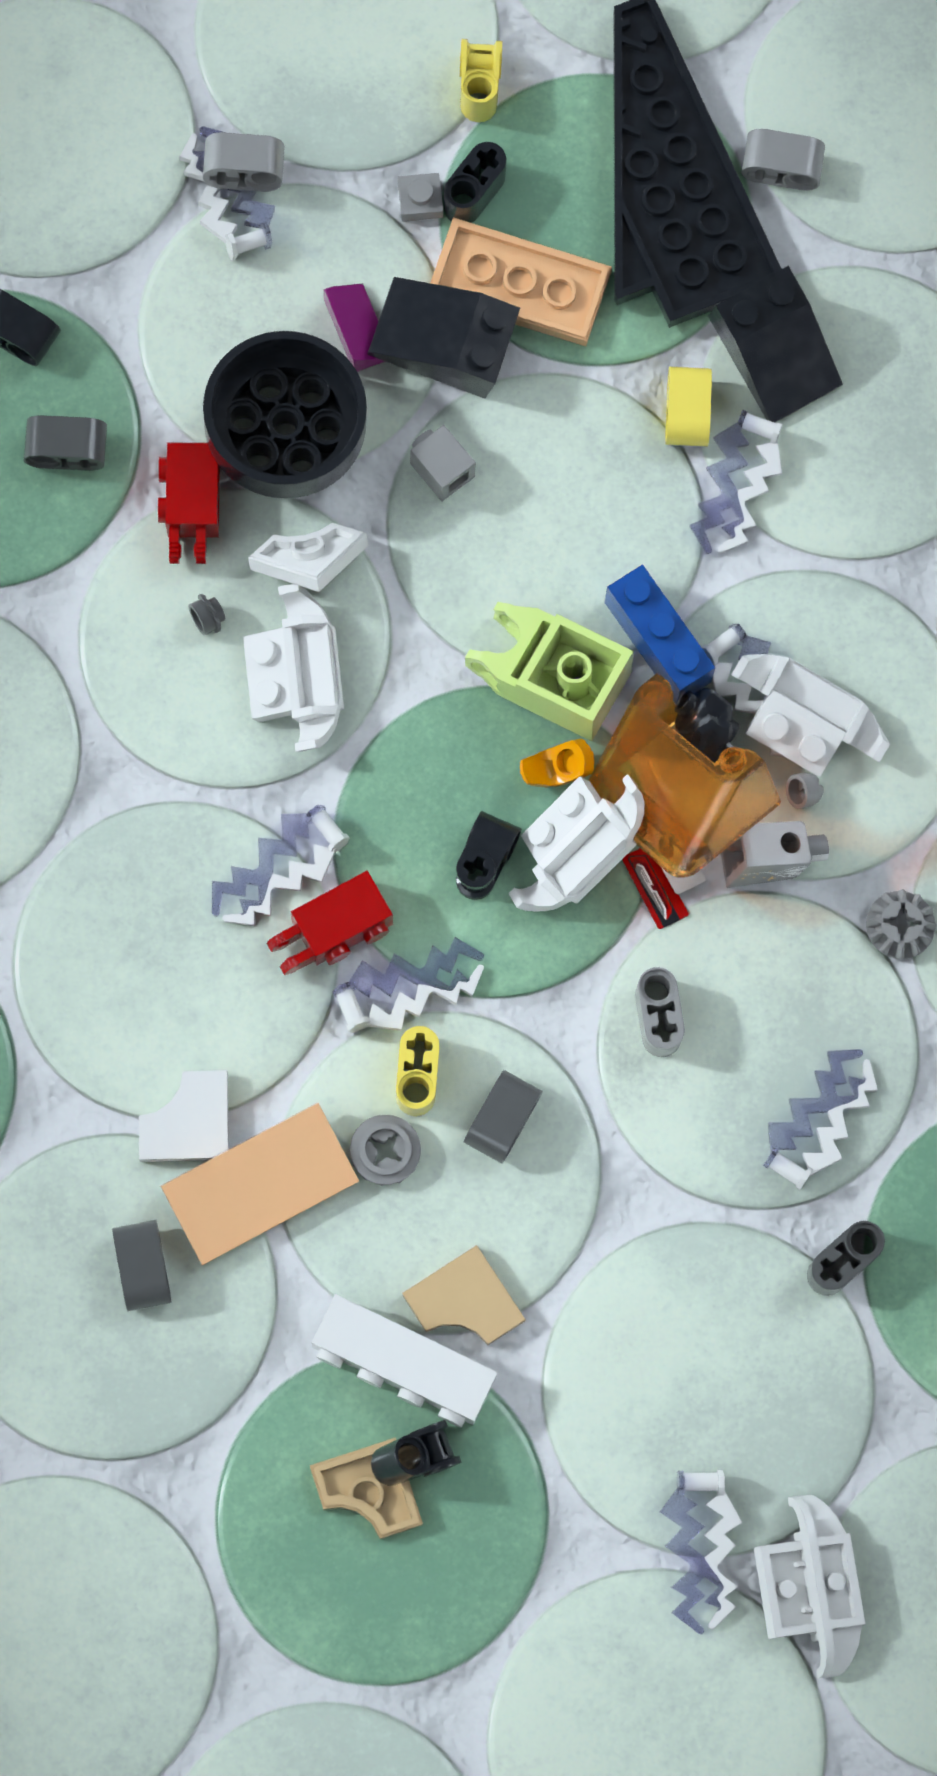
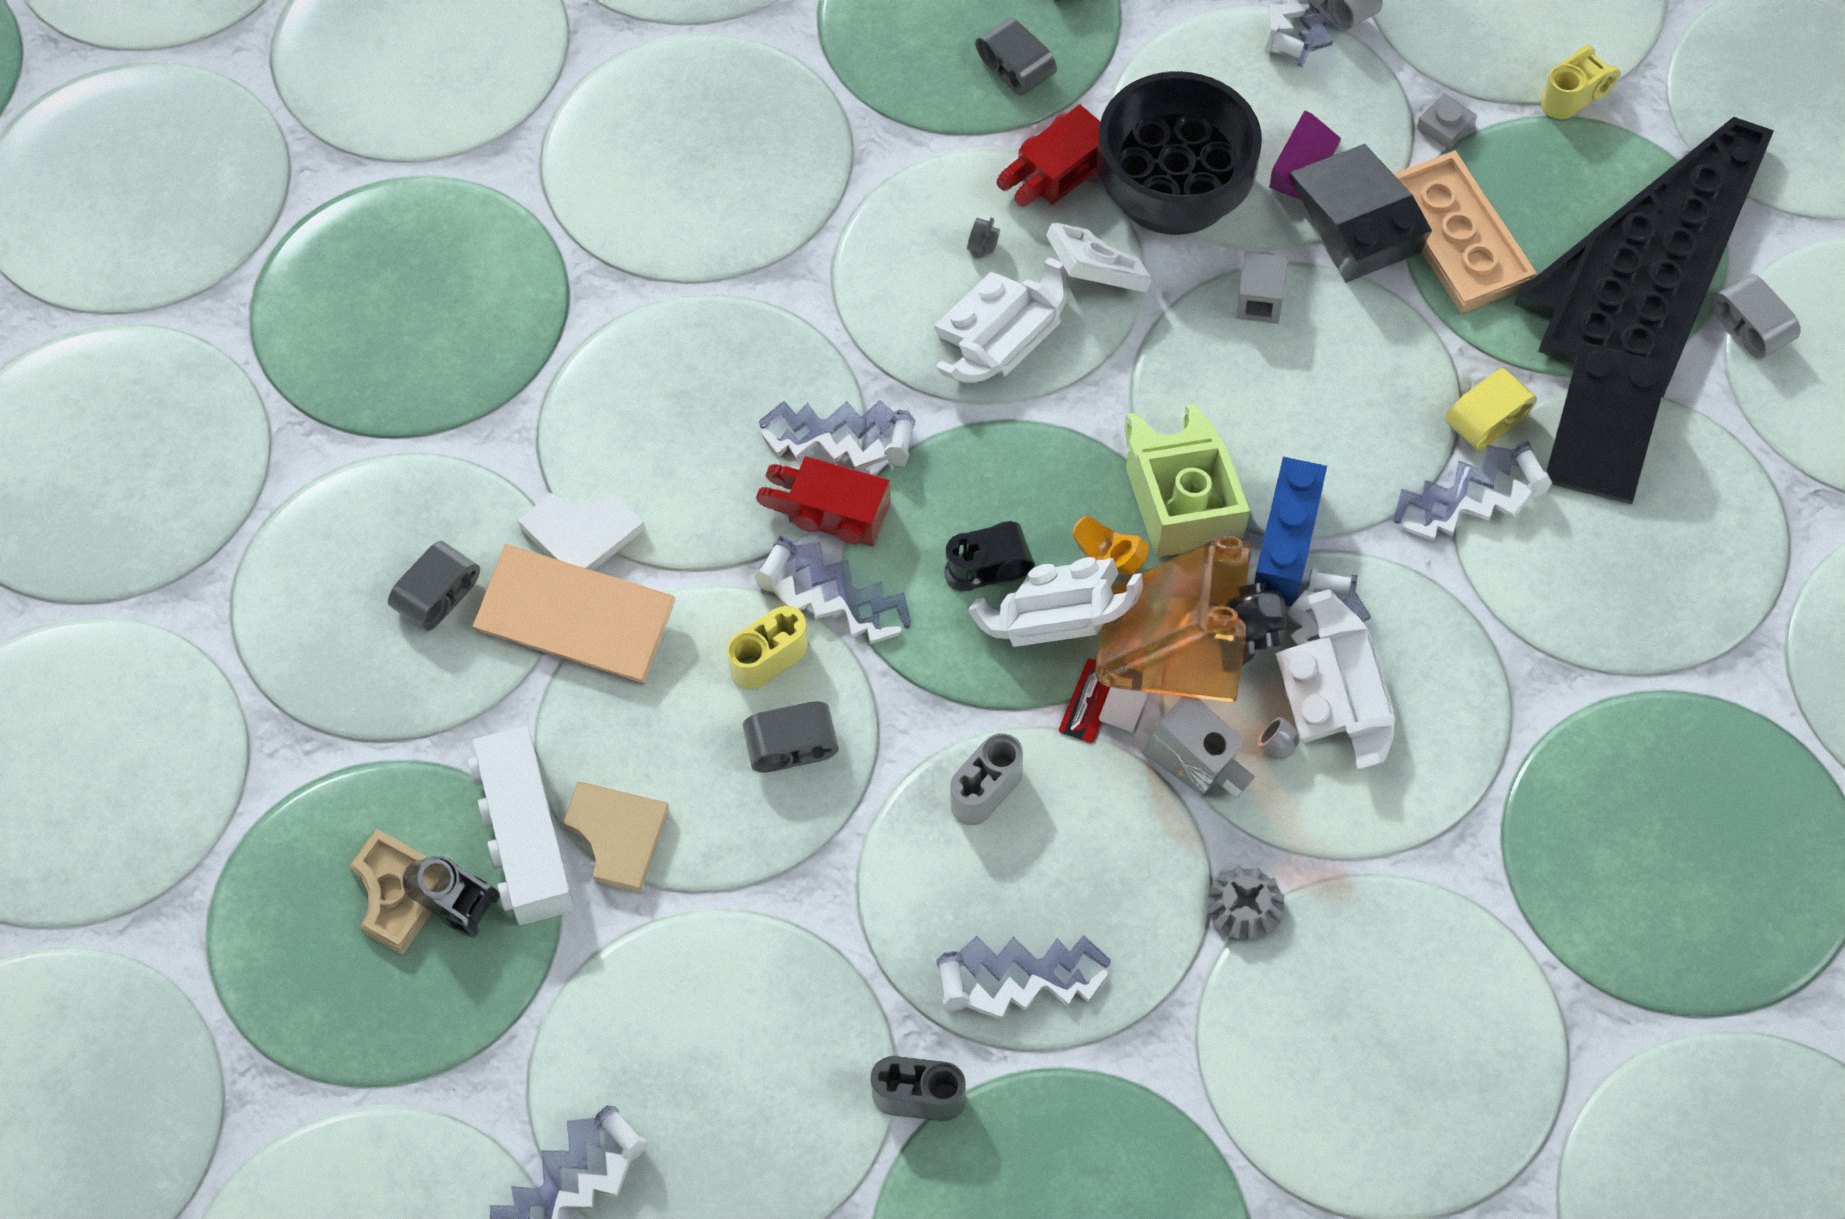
camera: 55 degrees right, 15 degrees down
(381, 1129) = (667, 669): light grey gear -> none
(466, 181) = (1496, 139): black beam -> none

